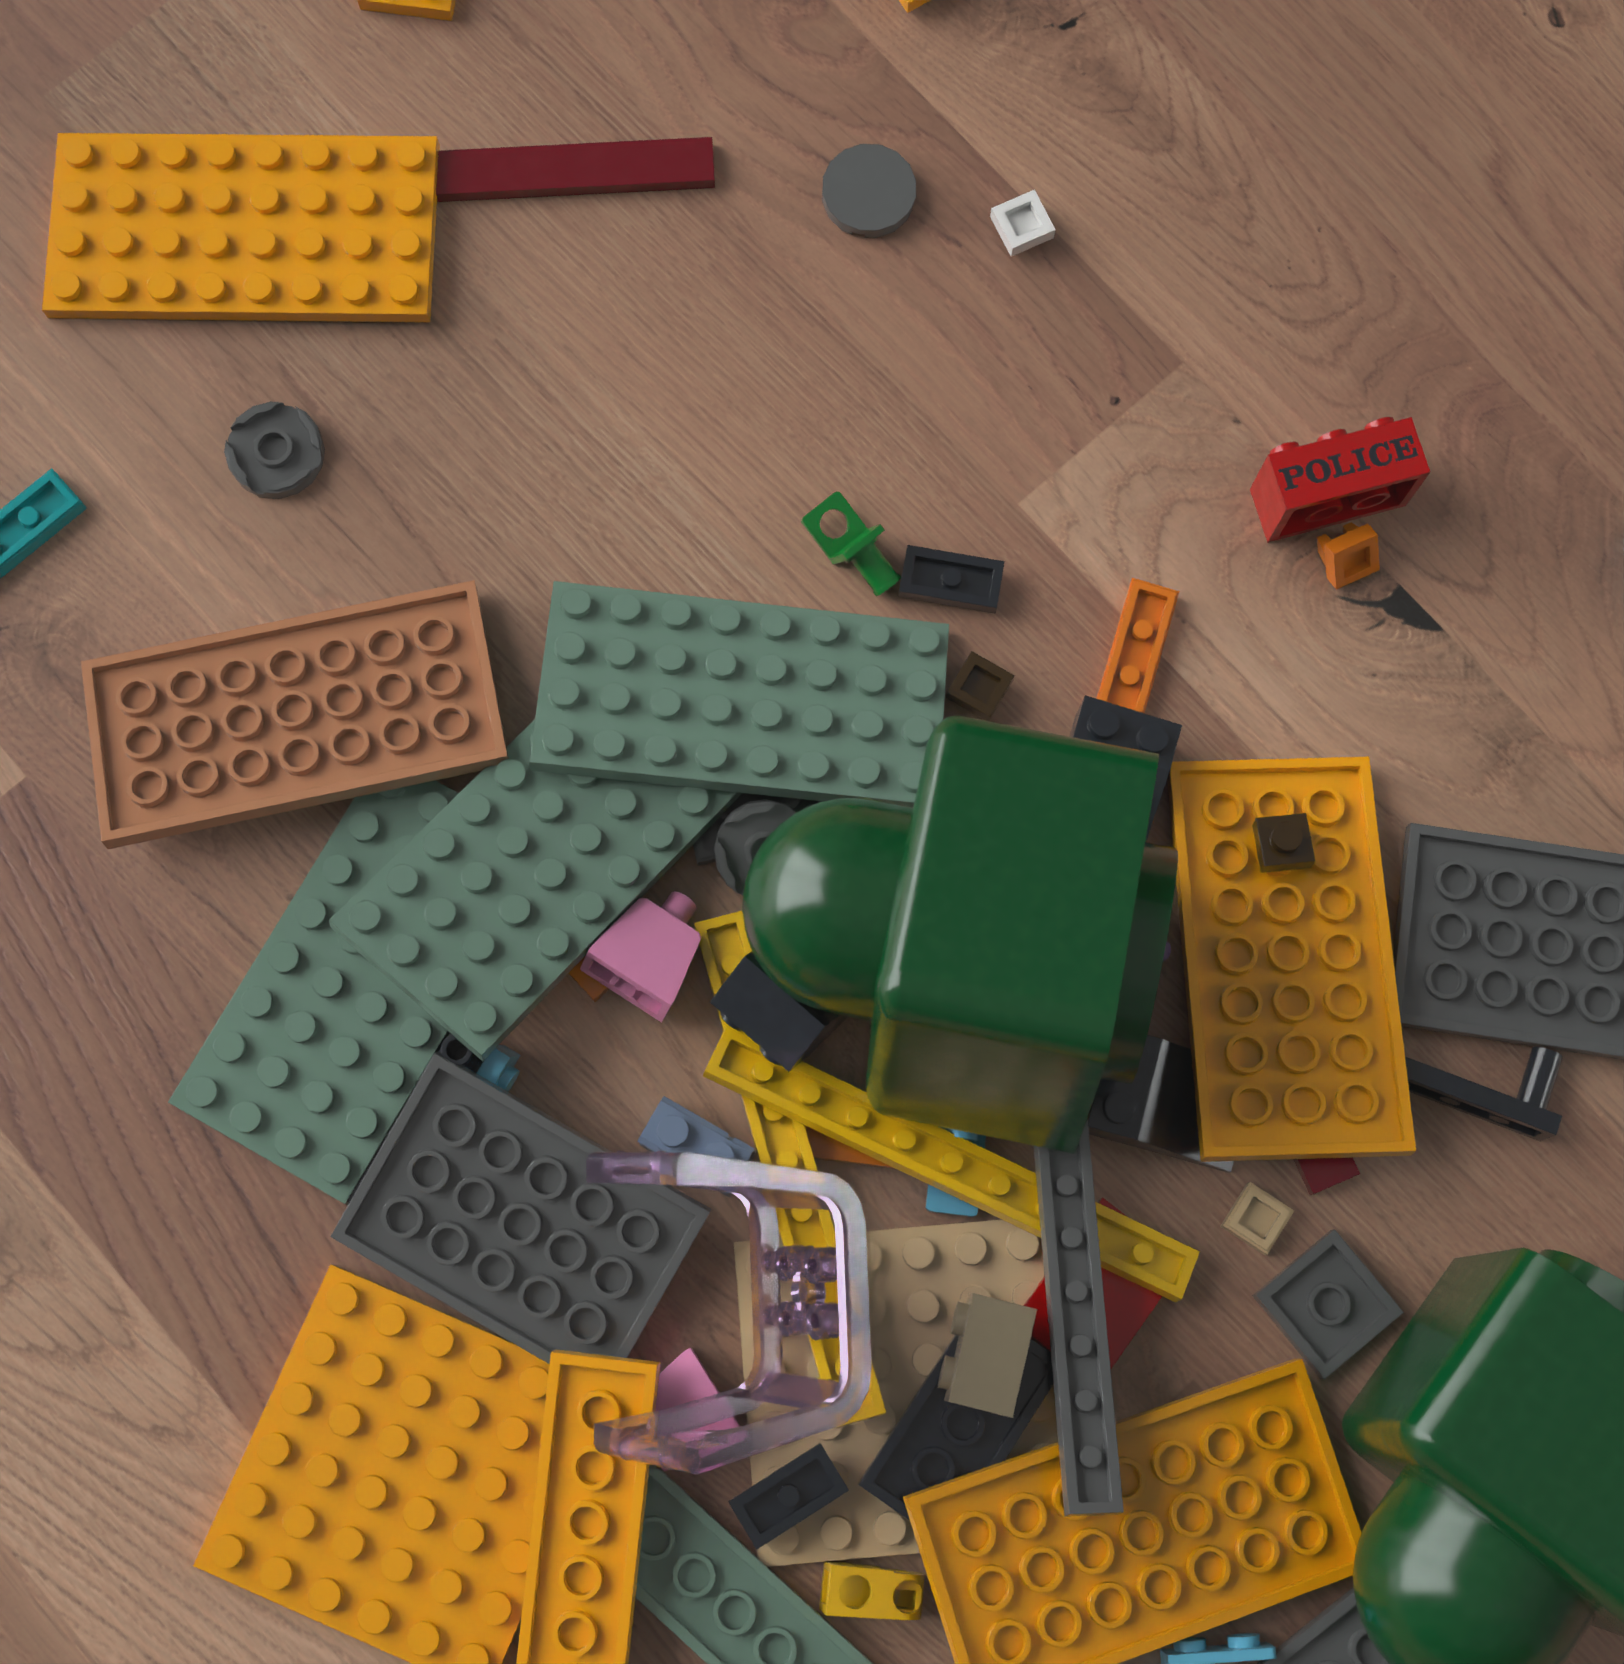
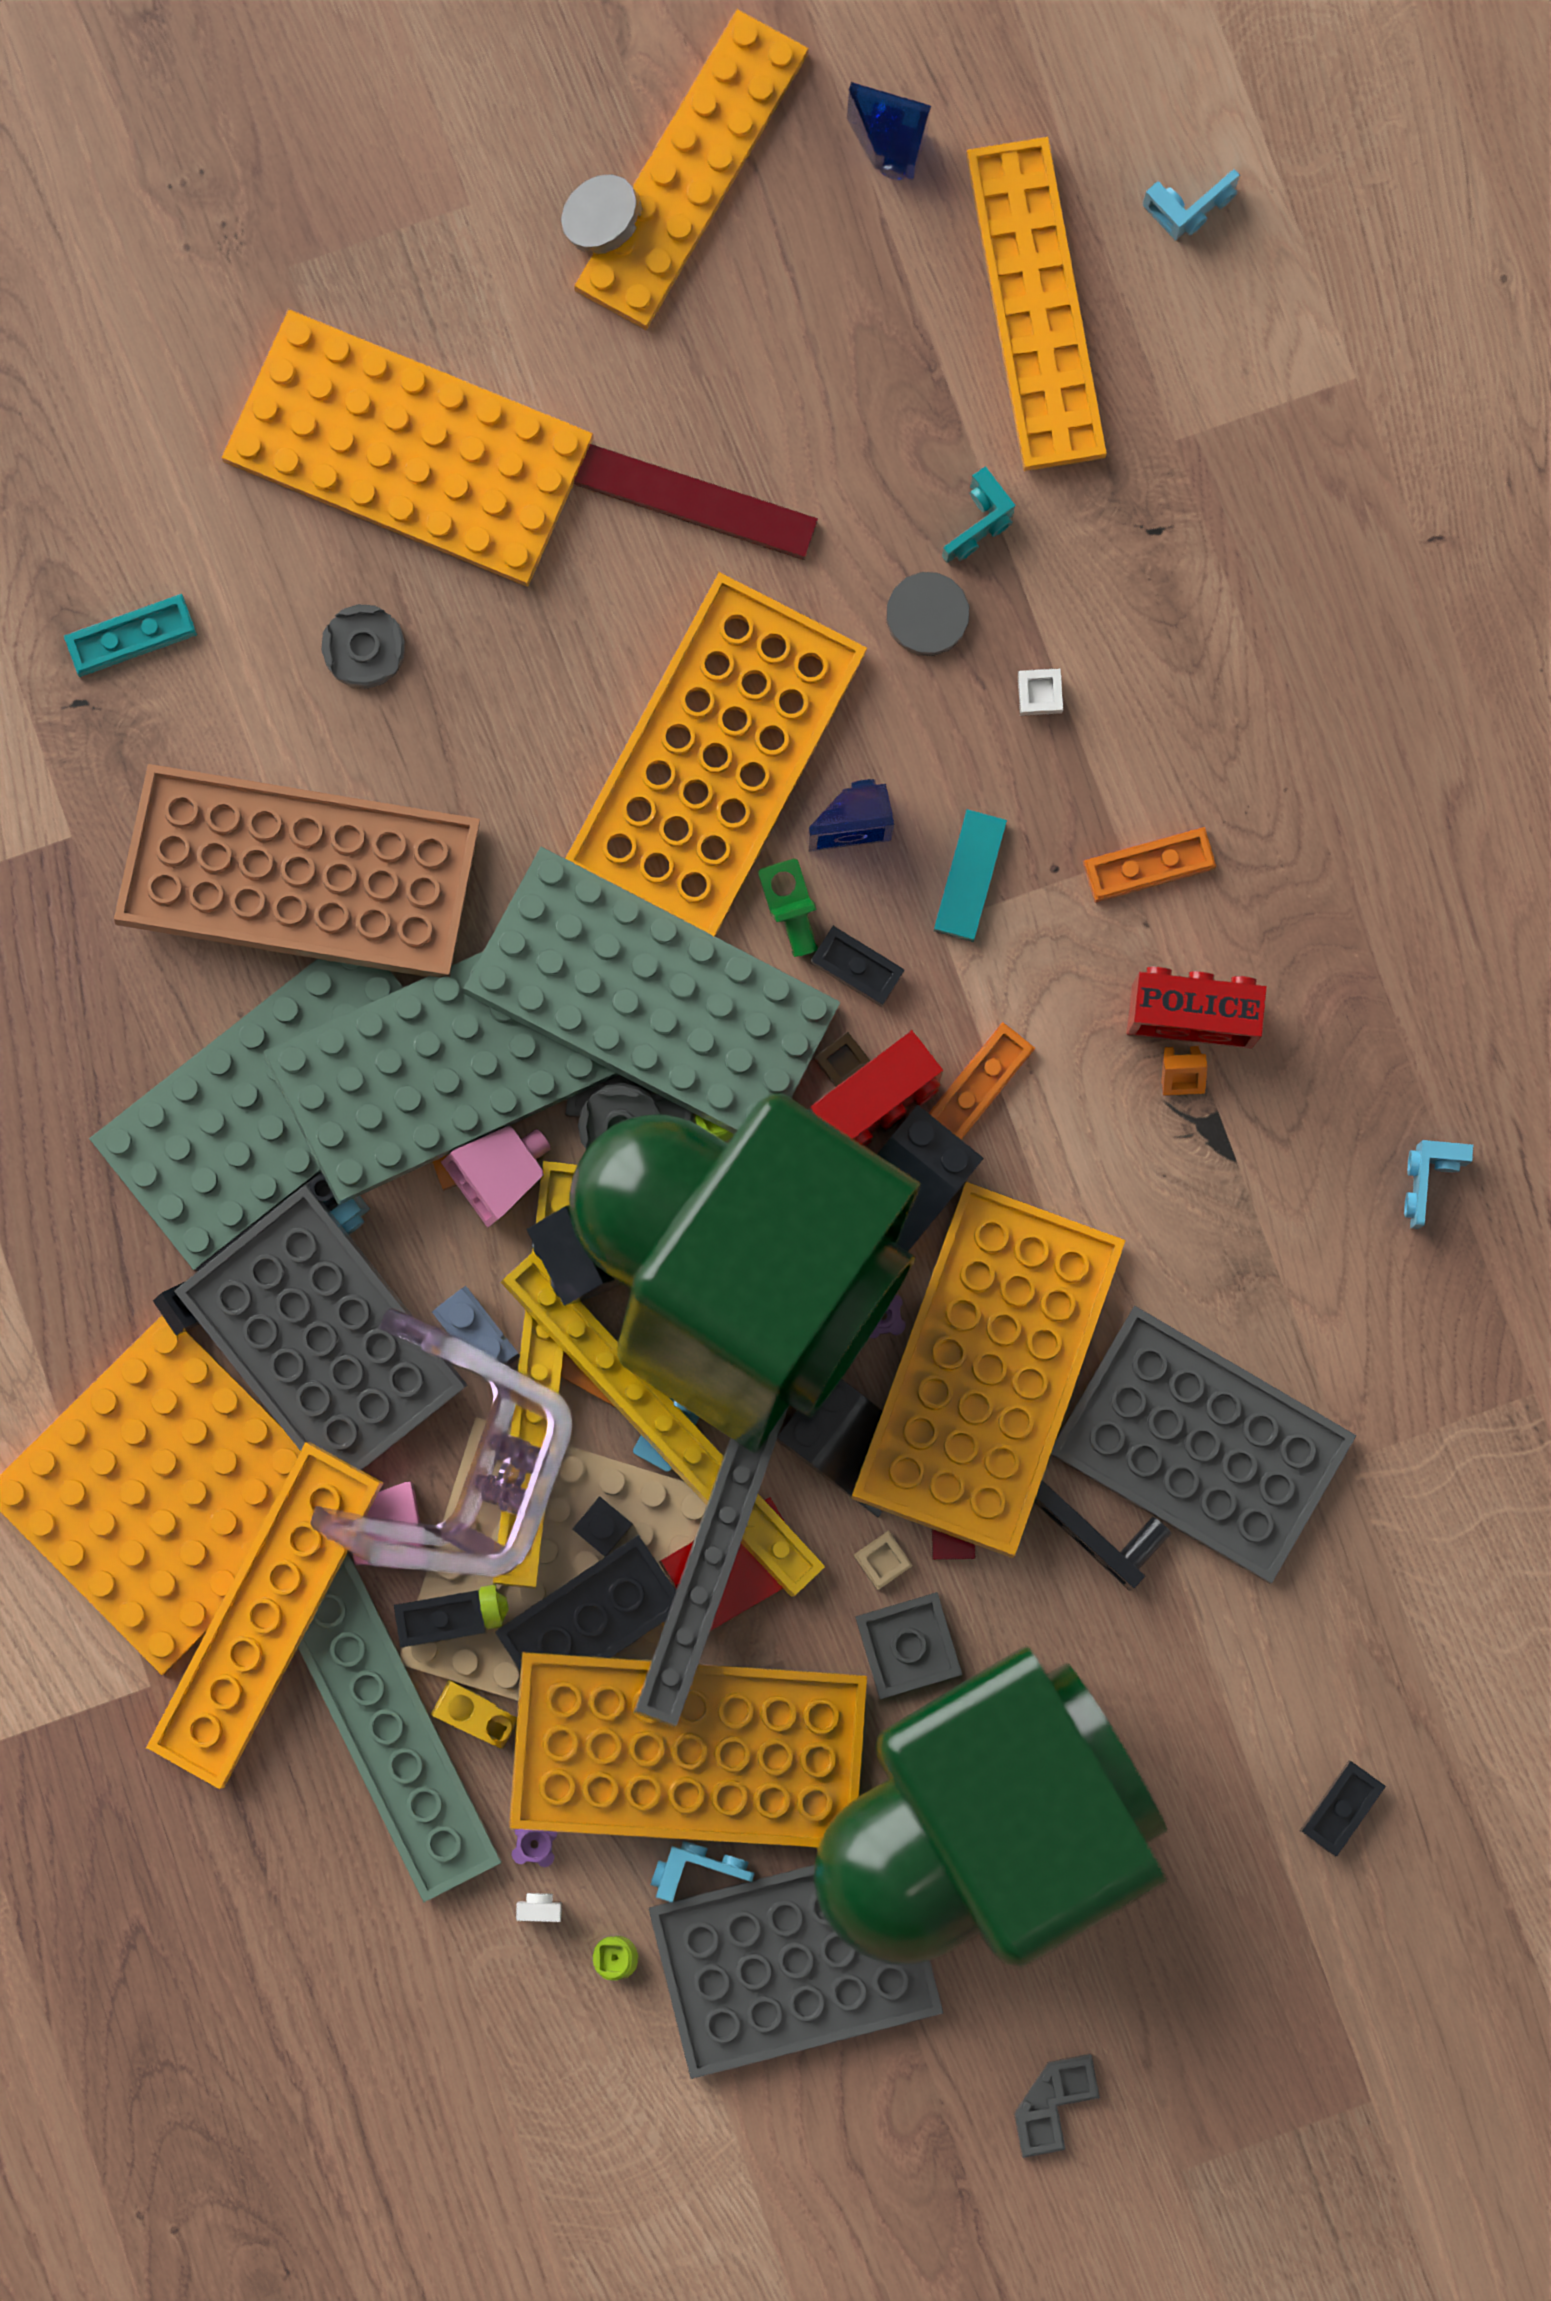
camera: 20 degrees right, 5 degrees up
(340, 1260) = (175, 1311): none -> black plate
(634, 390) = (667, 710): none -> light orange piece
(845, 1455) = (493, 1606): none -> lime tile
(885, 422) = (854, 818): none -> clear blue slope
(888, 47) = (988, 496): none -> teal bracket
(930, 1309) = (602, 1526): none -> black plate
(988, 1354) = (627, 1575): dark tan brick -> none
(1030, 440) = (970, 875): none -> teal tile
(1047, 678) = (882, 1090): none -> red brick
(1213, 356) = (1149, 864): none -> orange tile
(1283, 843) = (1023, 1281): dark brown plate -> none

